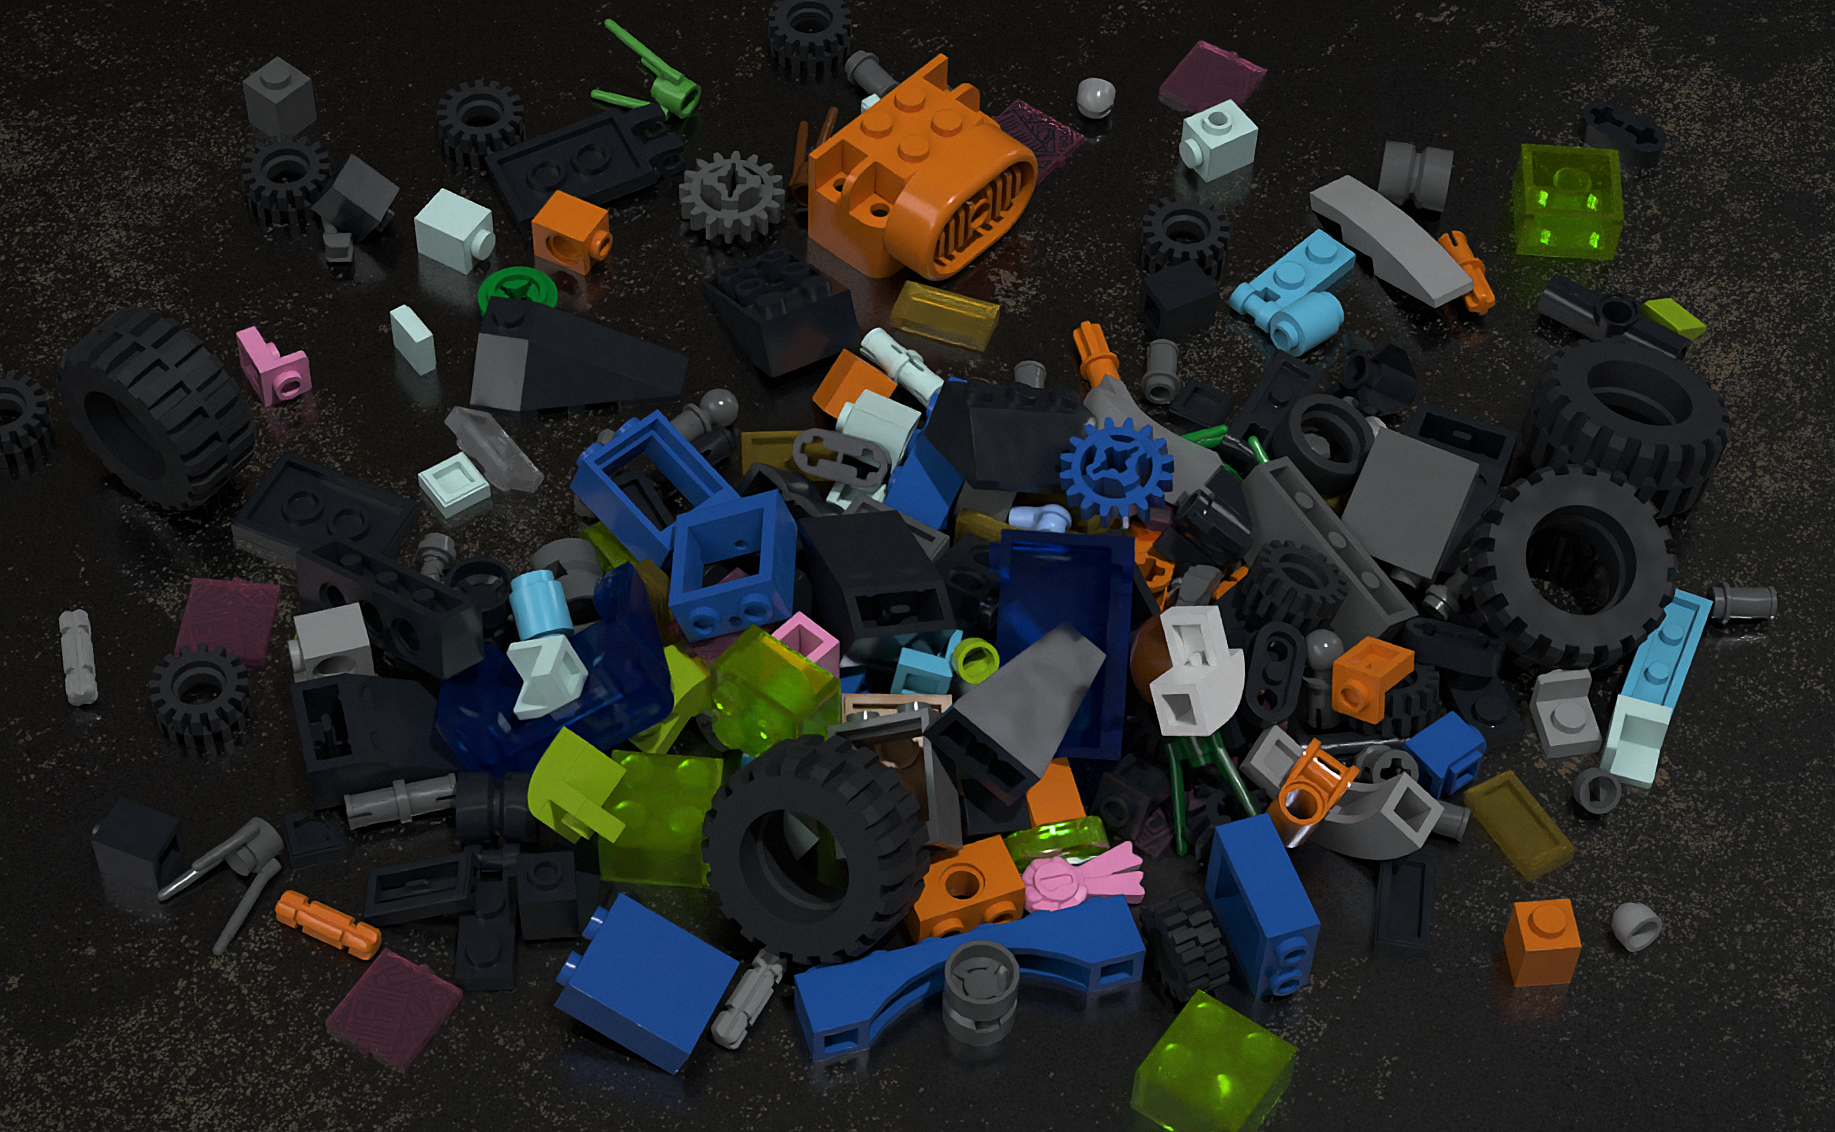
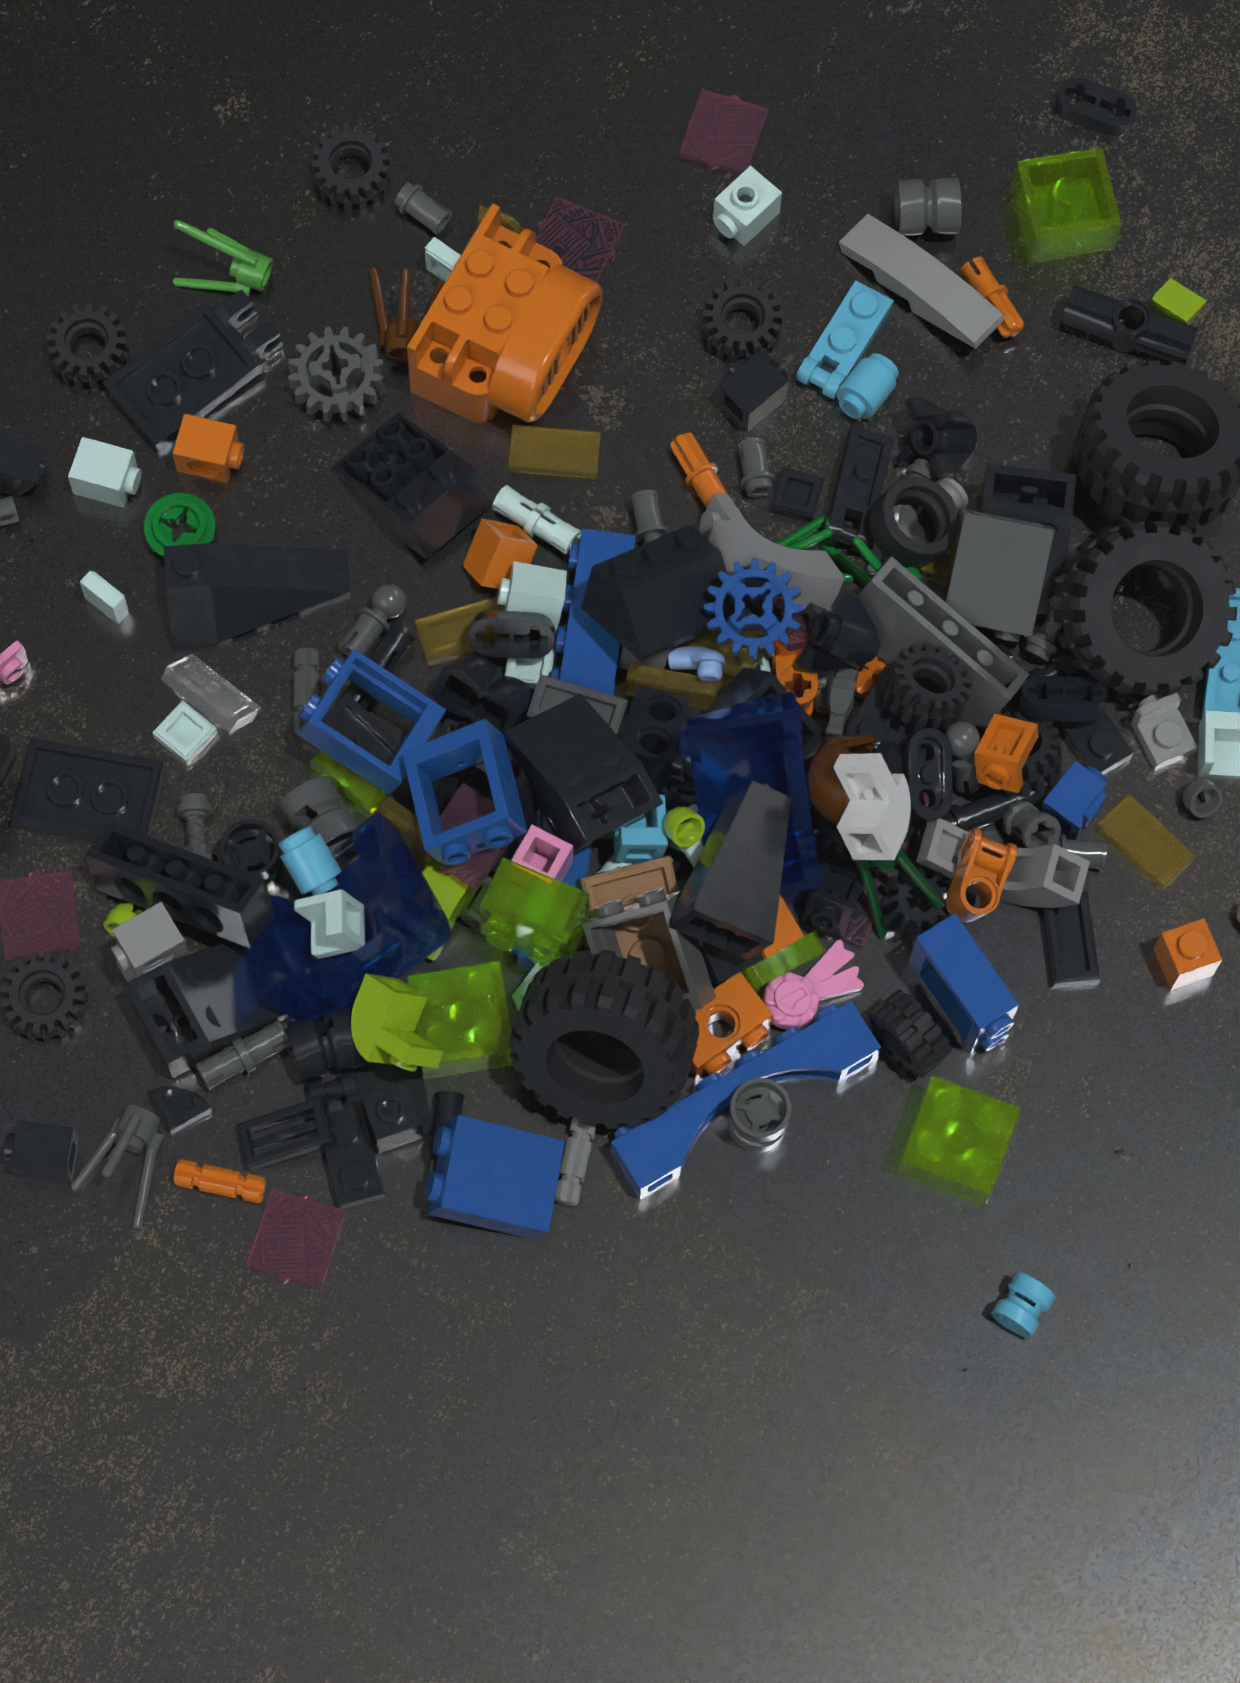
camera: 15 degrees left, 20 degrees up
(1095, 98) = (626, 183): light grey hinge -> none

